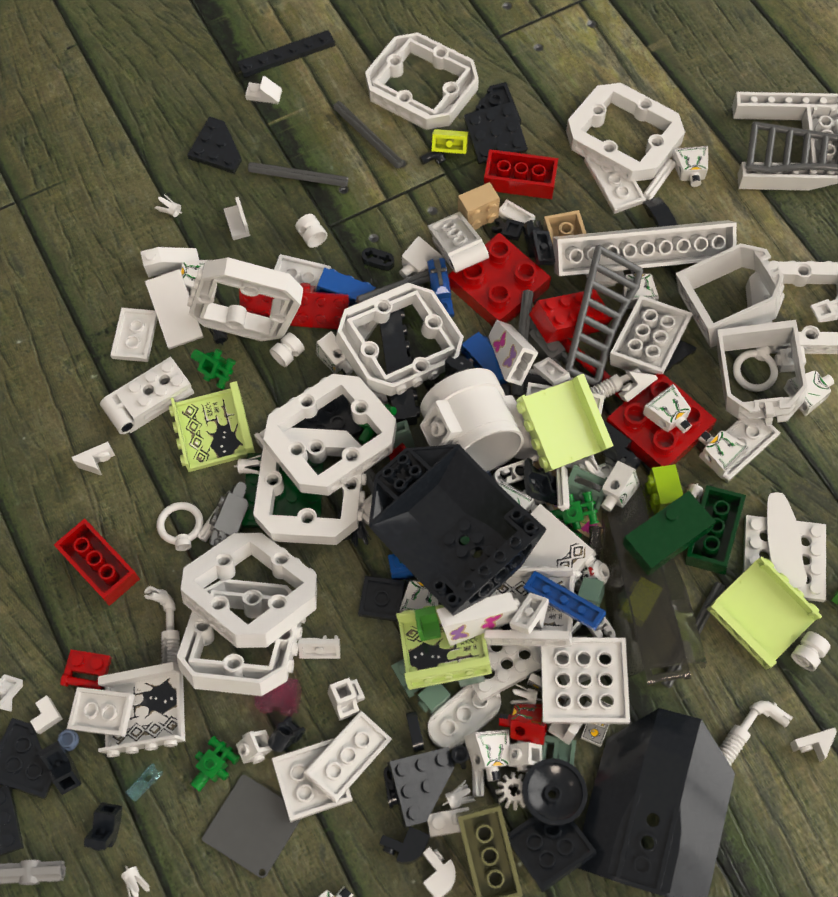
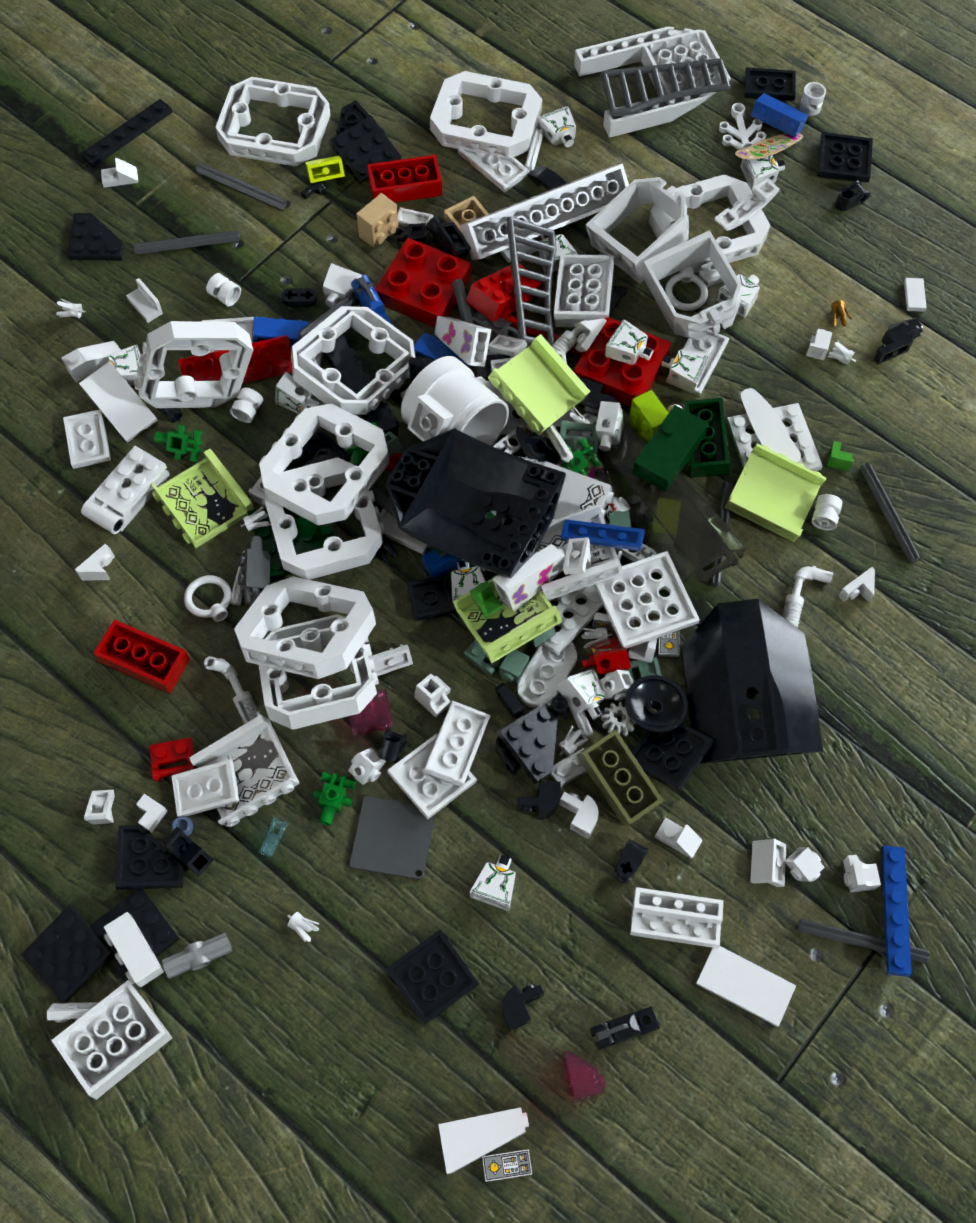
camera: 25 degrees left, 0 degrees up
(105, 827) = (253, 887): black brick -> none
(458, 242) = (373, 256): white hinge -> none

